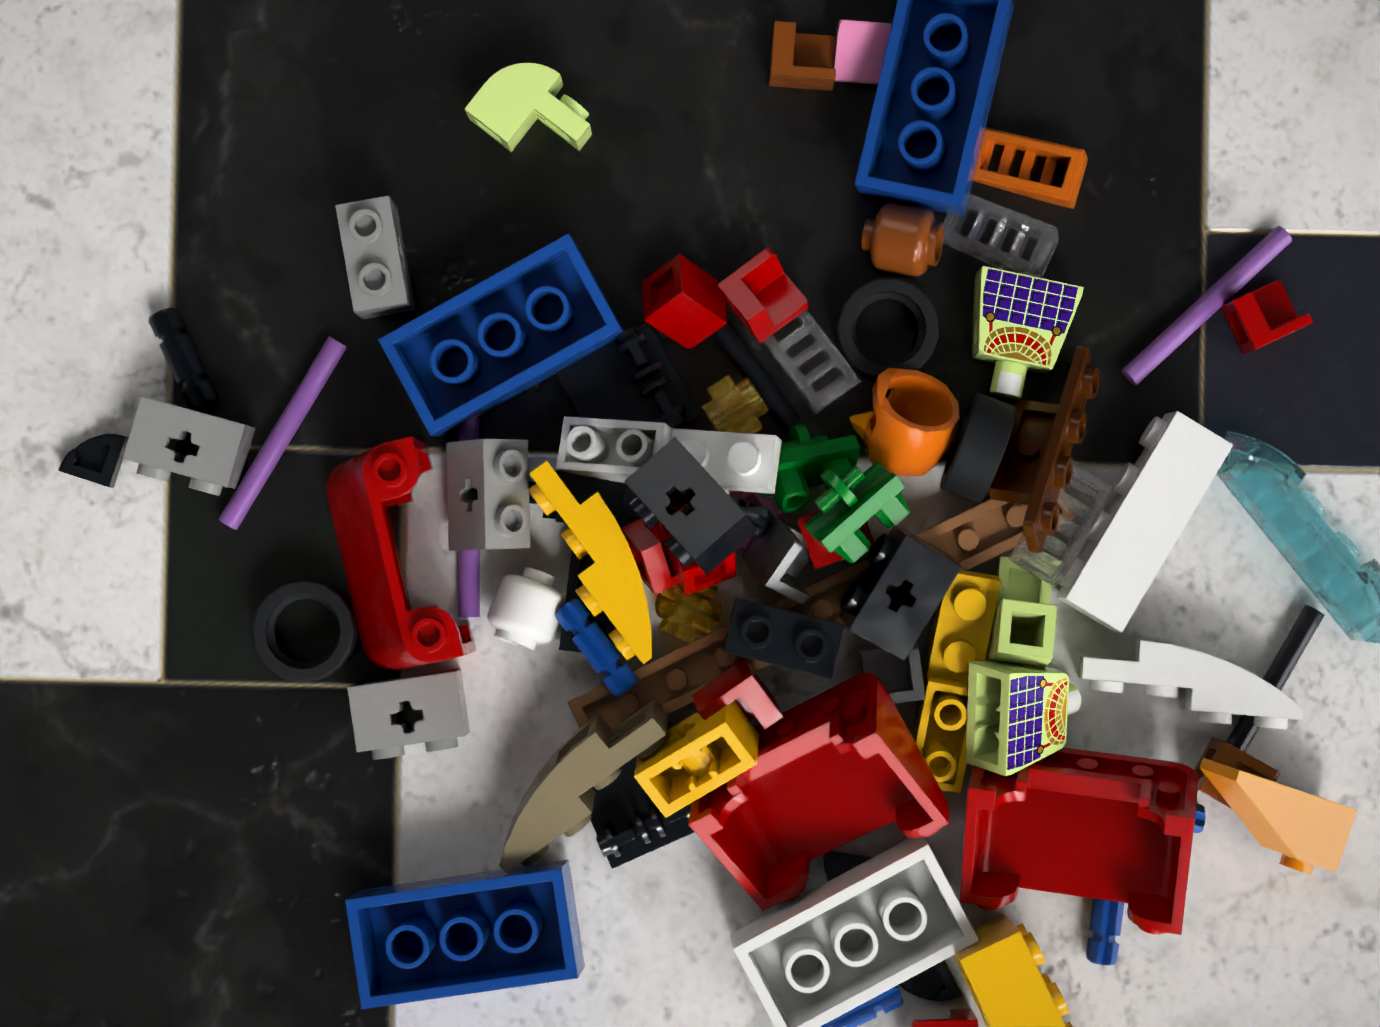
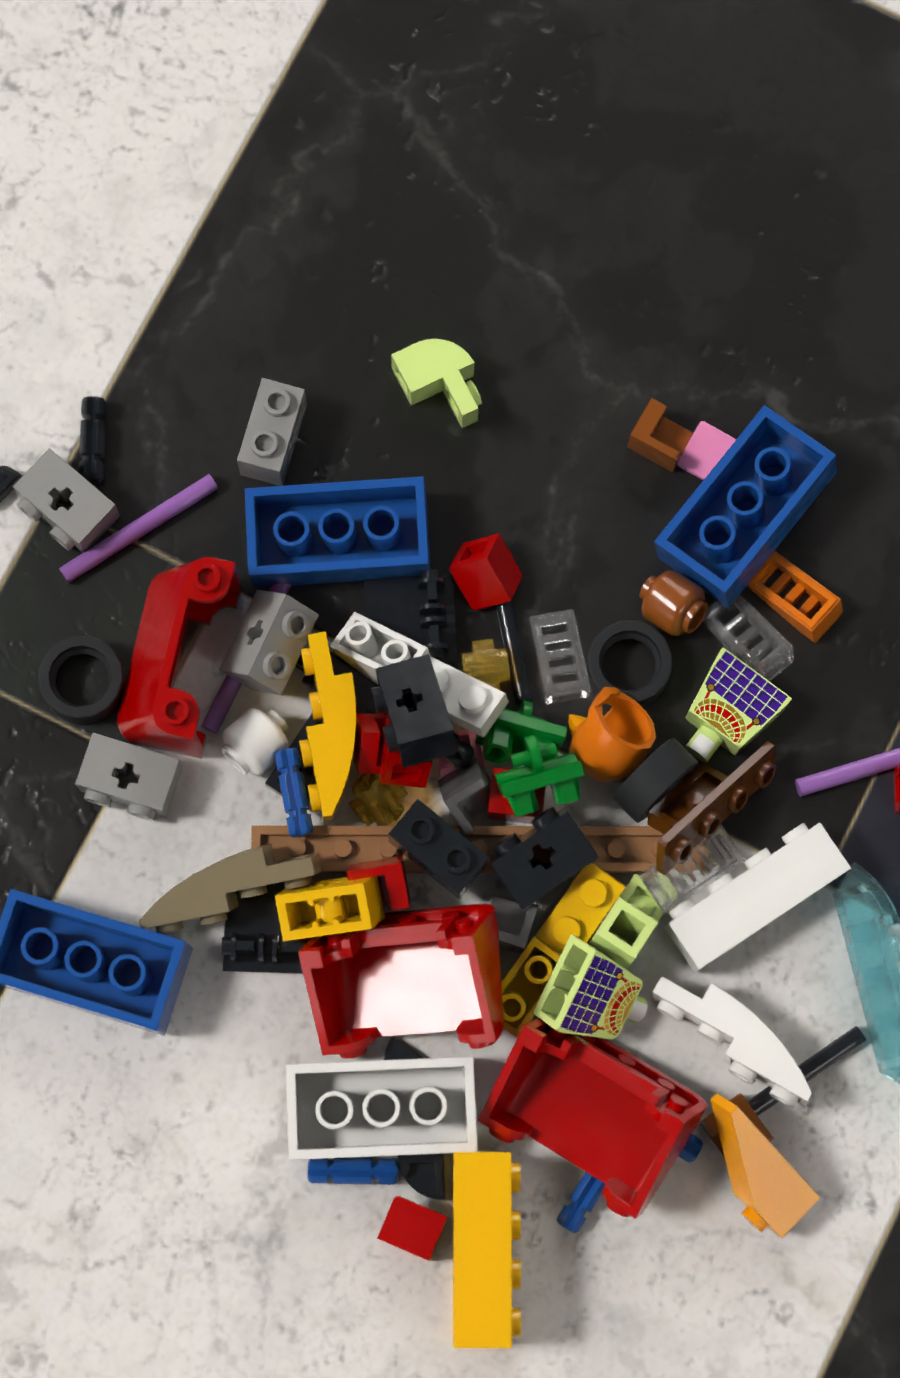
camera: 25 degrees right, 10 degrees down
(763, 295) = (547, 593): red panel -> none

